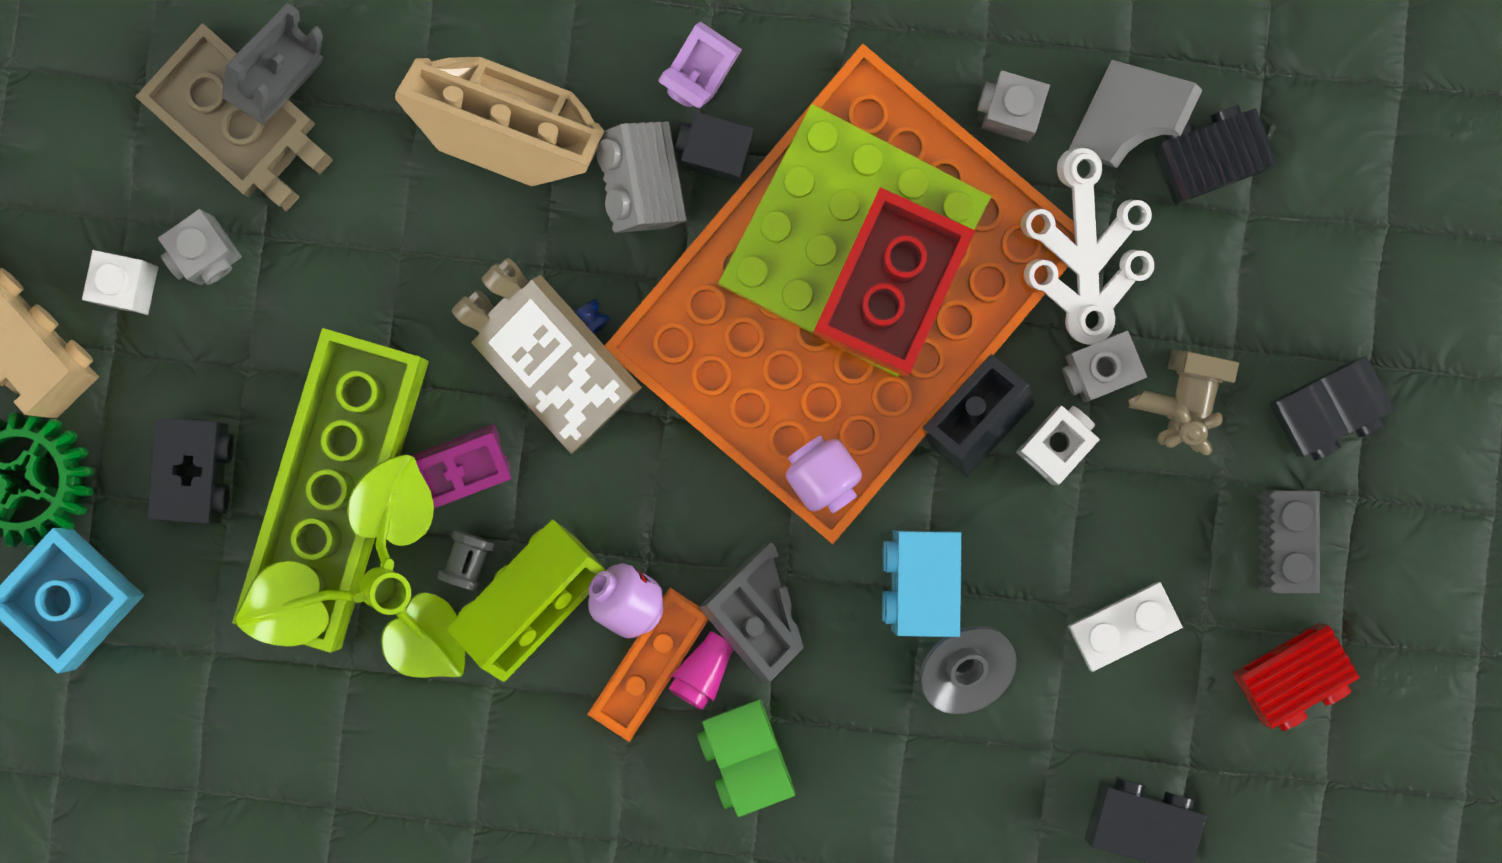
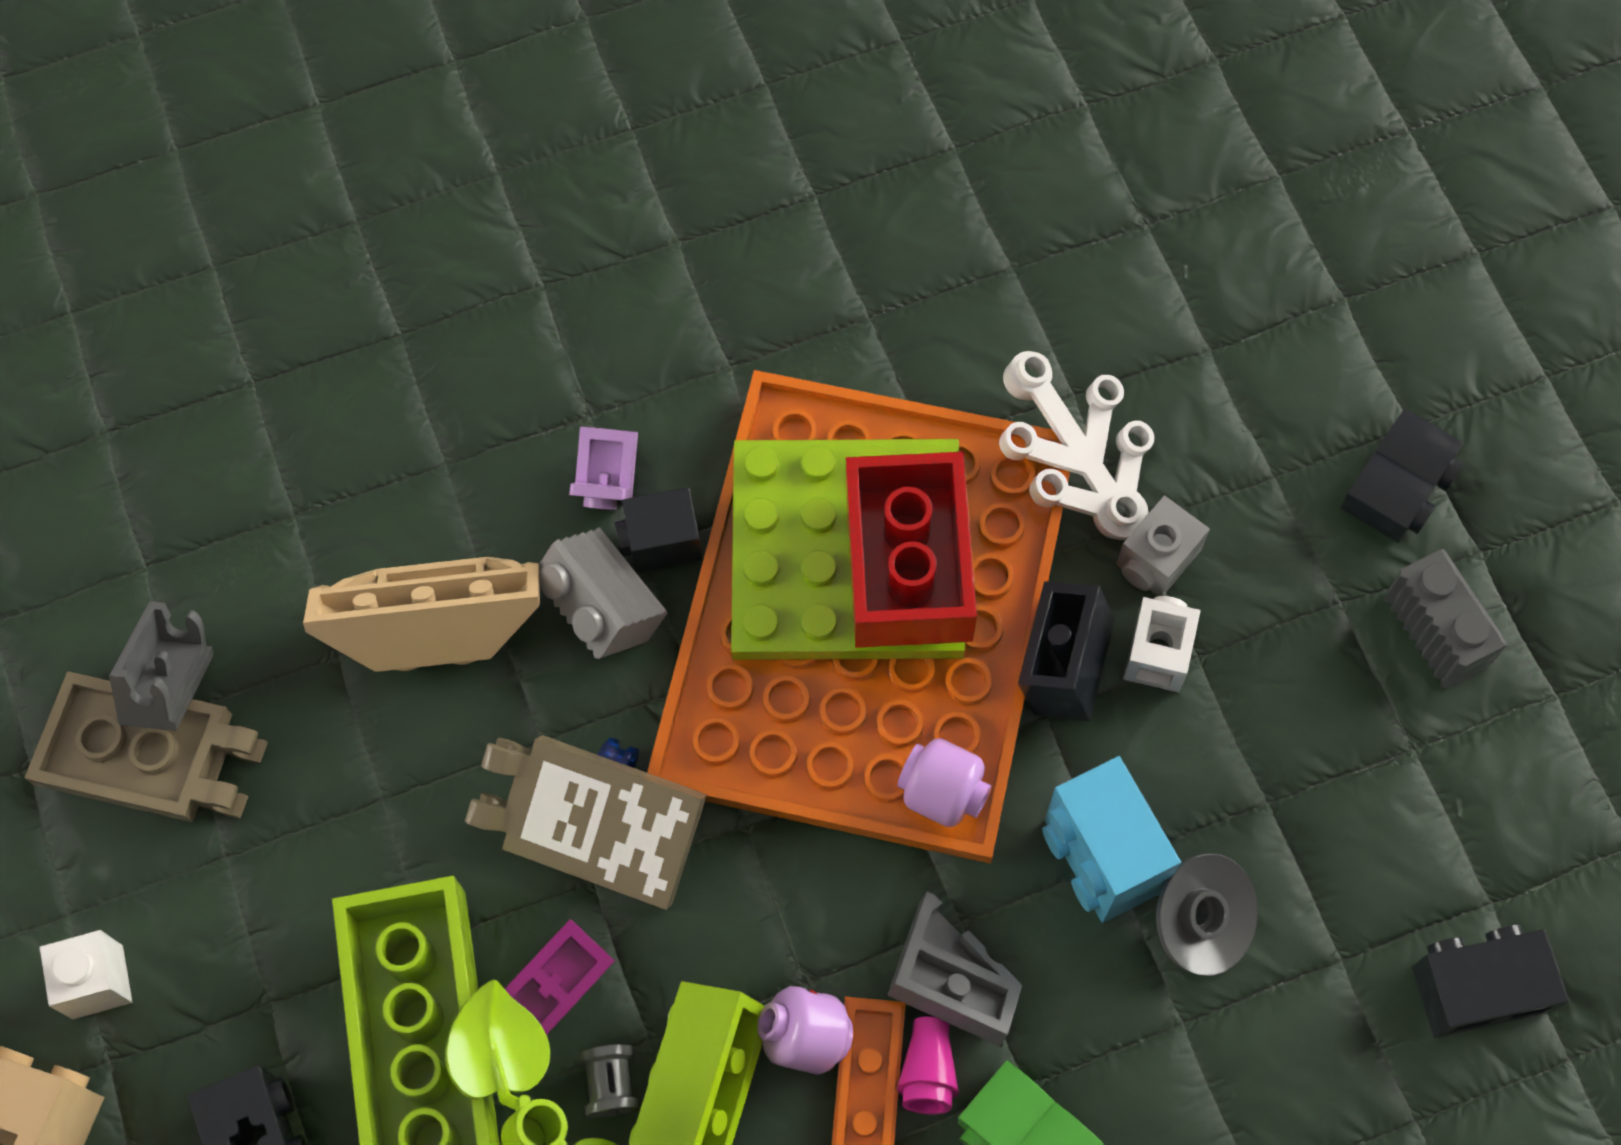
camera: 25 degrees left, 20 degrees down
(198, 249) = (159, 896): light grey brick -> none
(1012, 105) = (931, 355): light grey brick -> none
(1125, 626) = (1337, 791): white plate -> none
(1134, 107) = (1047, 299): light grey tile -> none
(1193, 401) = (1257, 500): dark tan piece -> none
(1215, 154) = (1147, 308): black brick -> none
(1296, 677) = (1539, 748): red brick -> none

